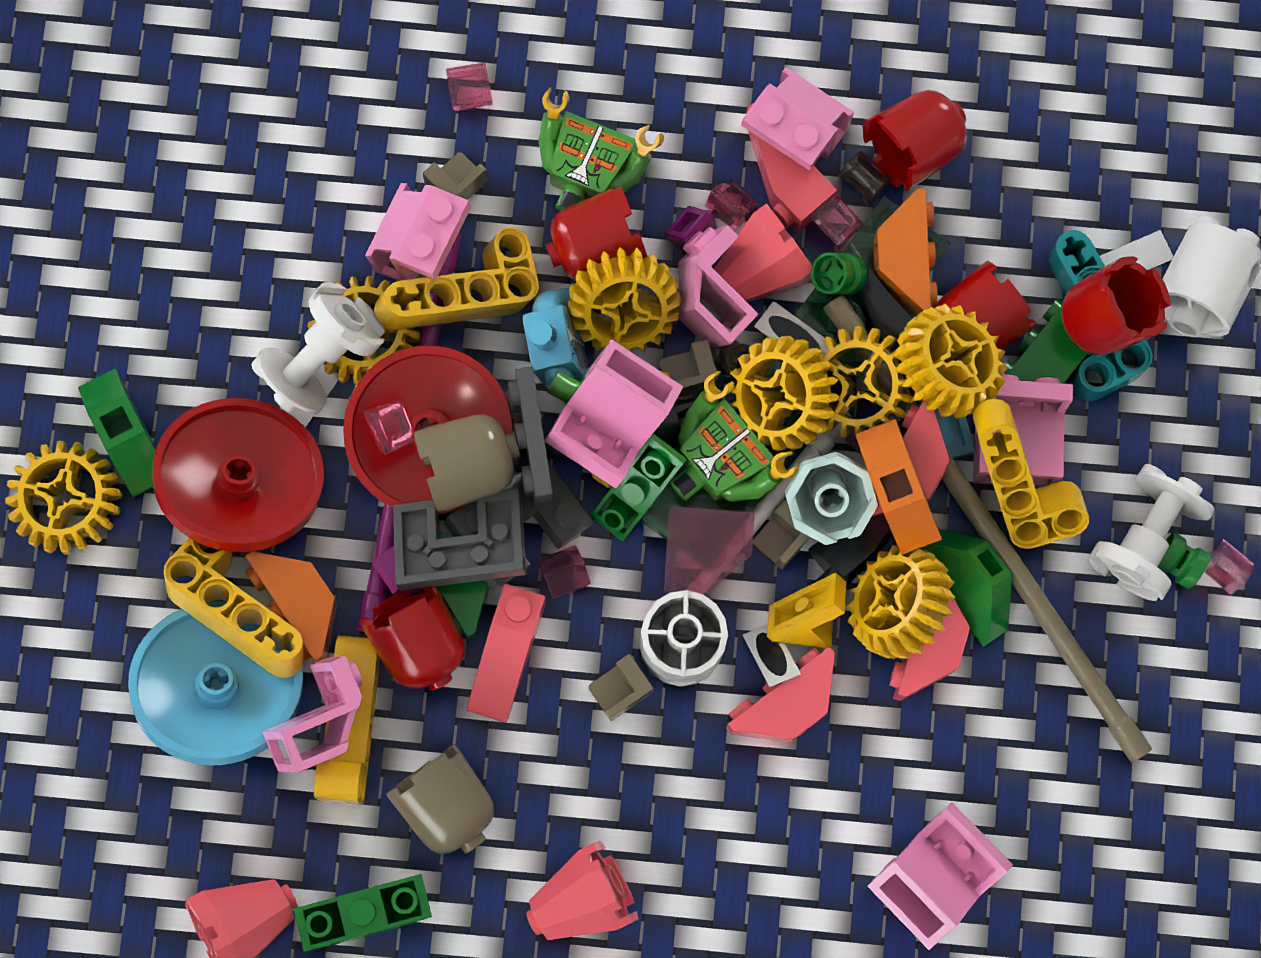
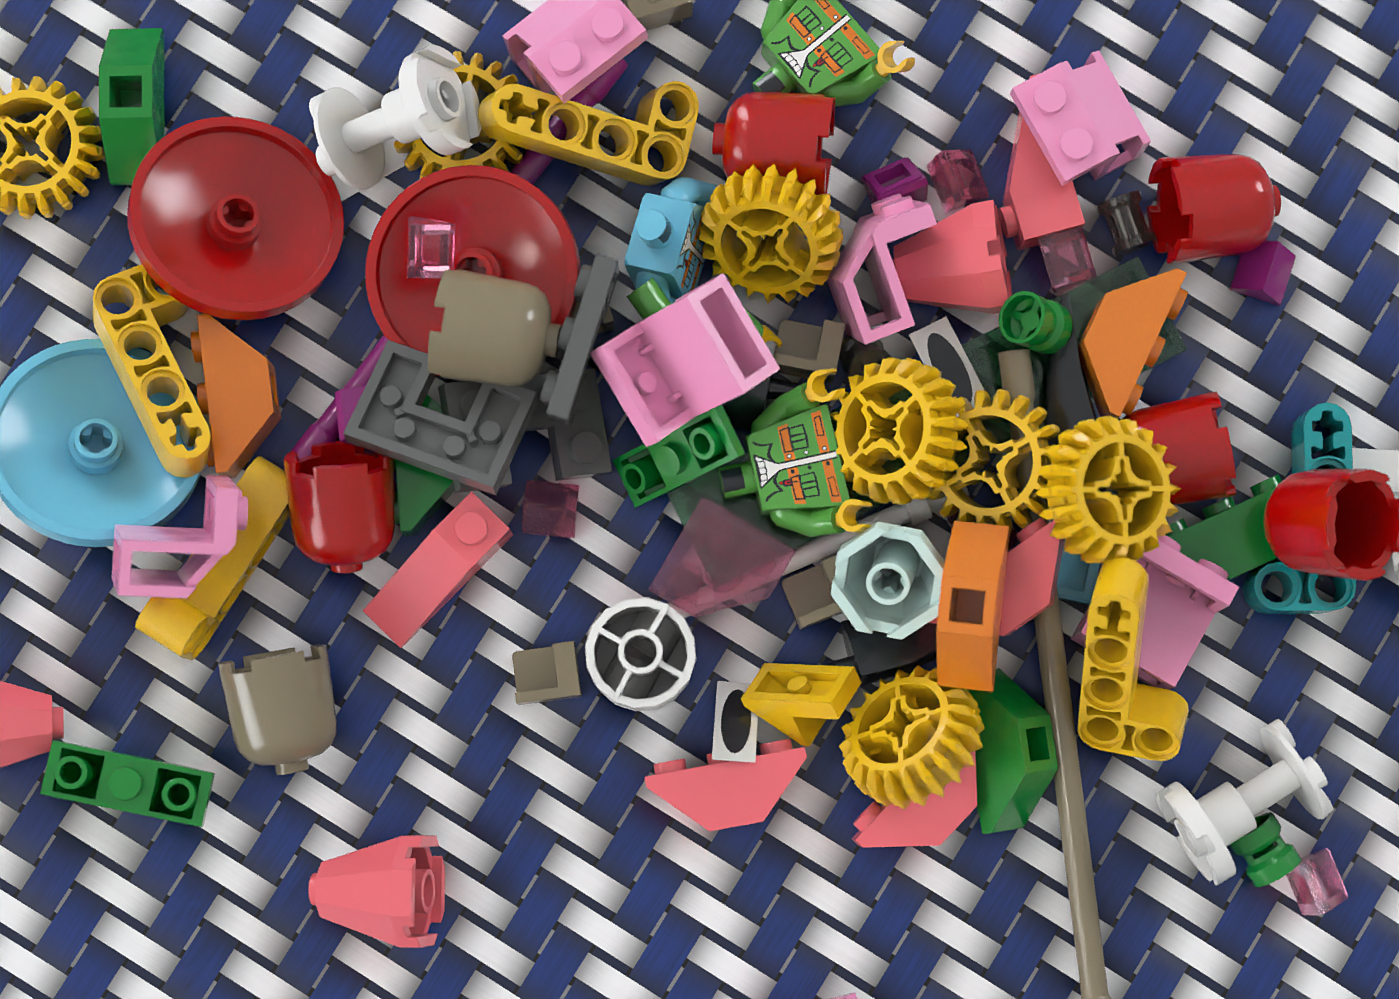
camera: 25 degrees right, 5 degrees up
(975, 166) = (1264, 272): none -> magenta slope

